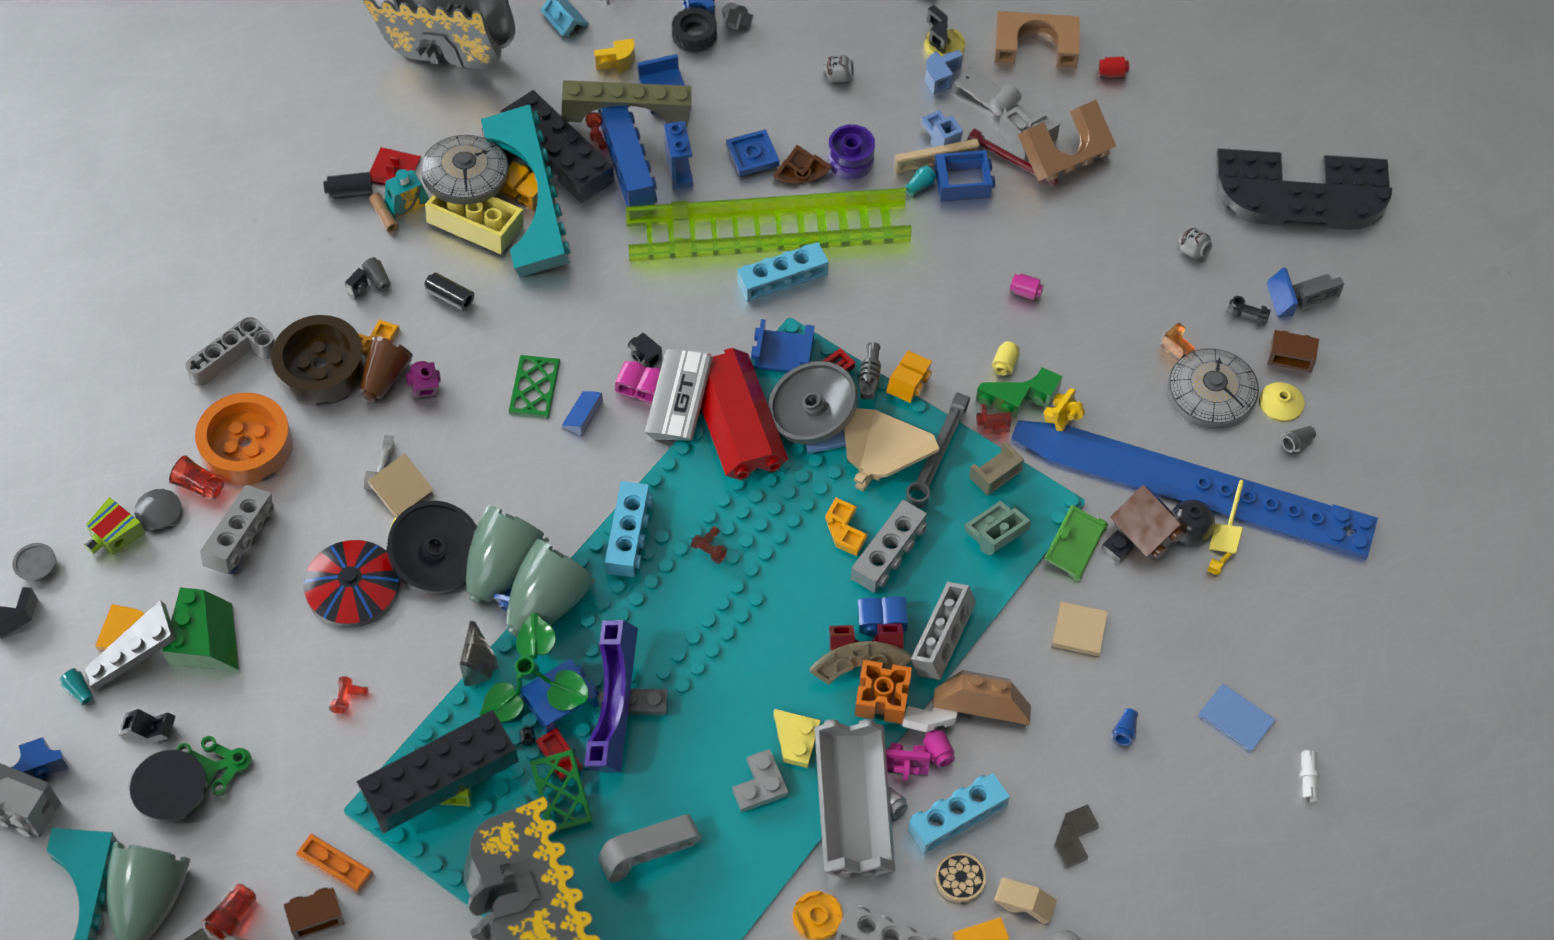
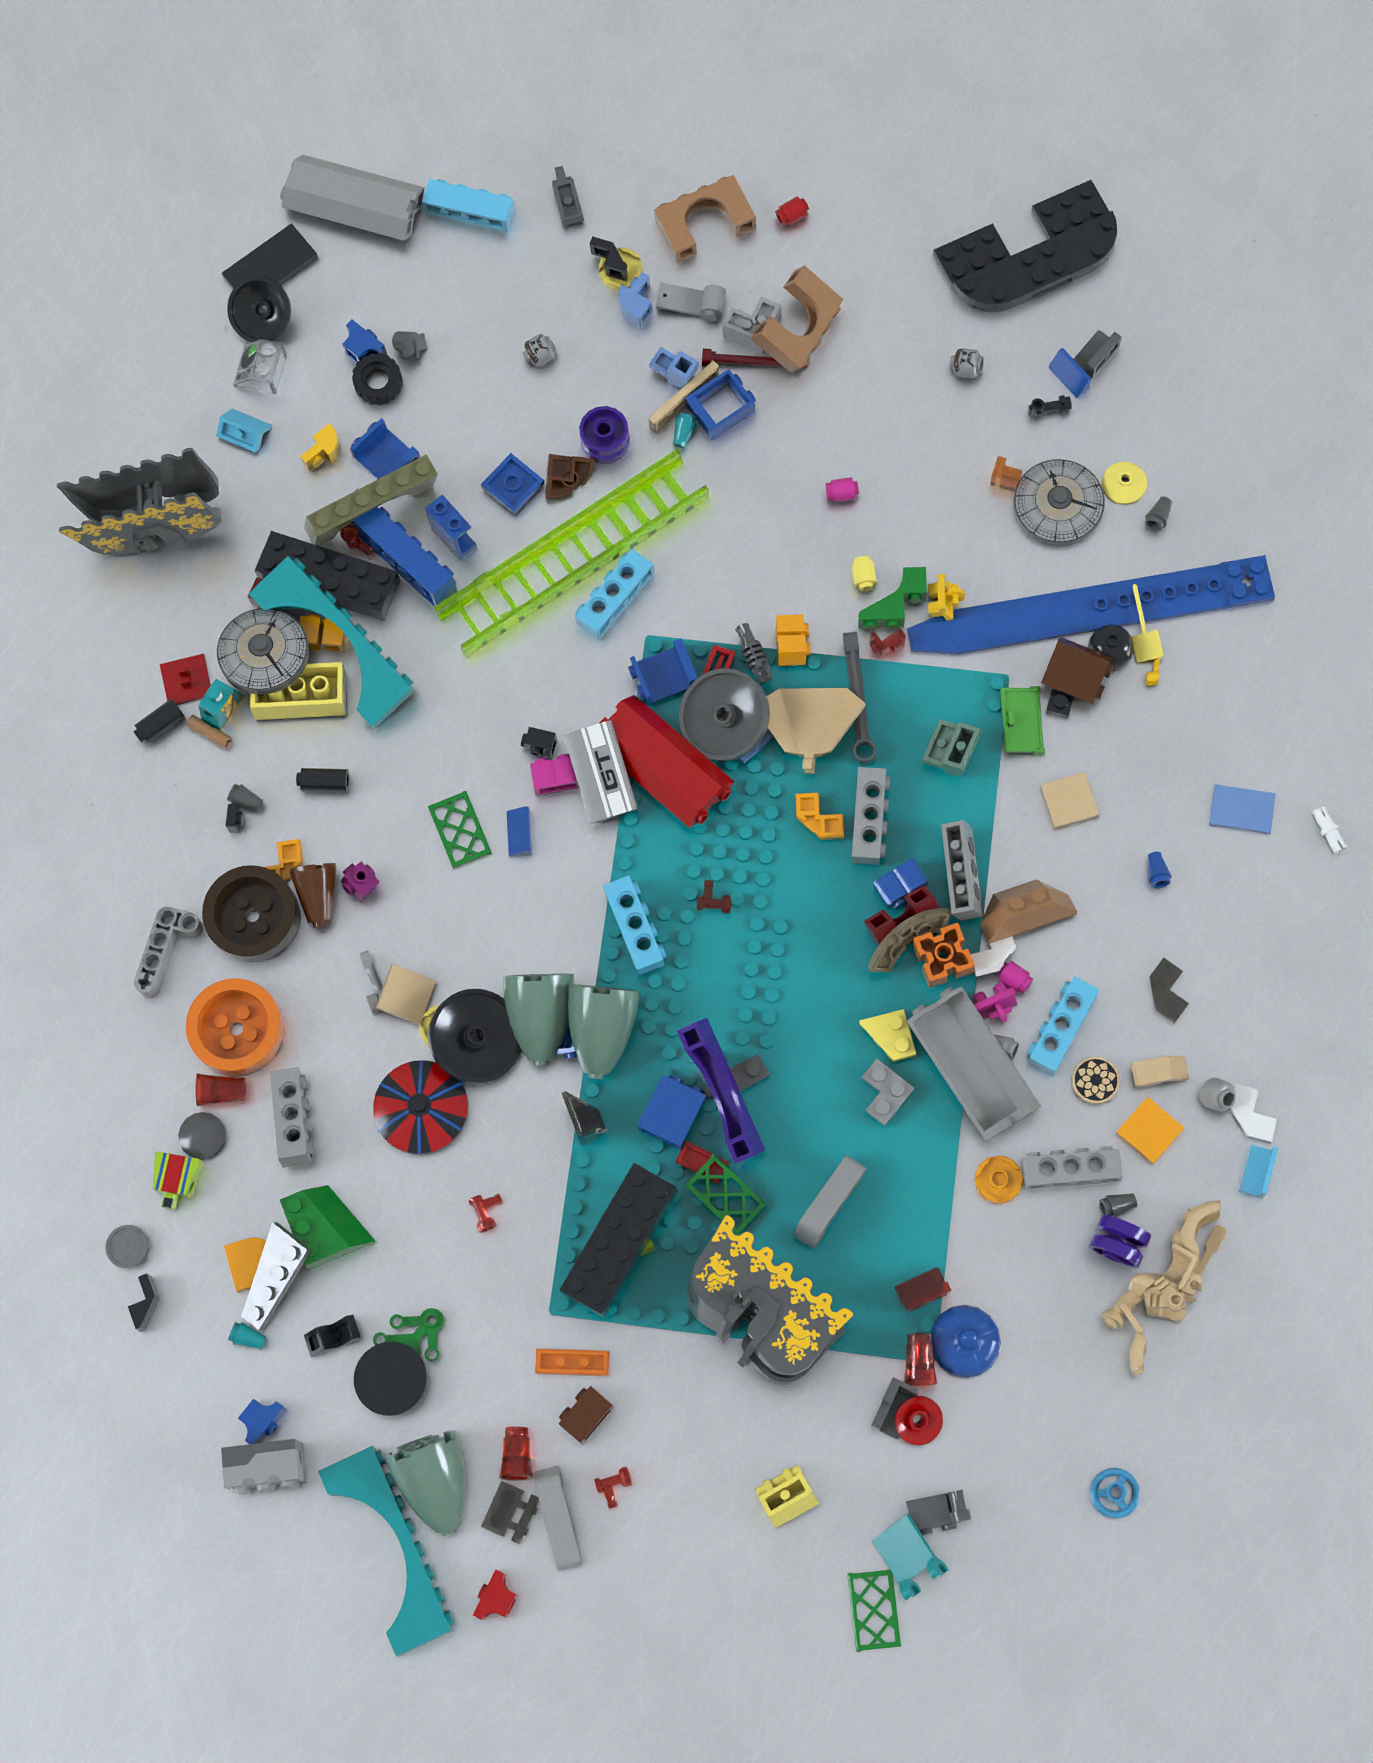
camera: 20 degrees left, 15 degrees up
(527, 736) = (664, 1161): black rock -> none
(566, 691) = (679, 1107): green plant -> none
(997, 470) = (919, 689): dark tan panel -> none
(1293, 351) = (1110, 427): reddish brown piece -> none

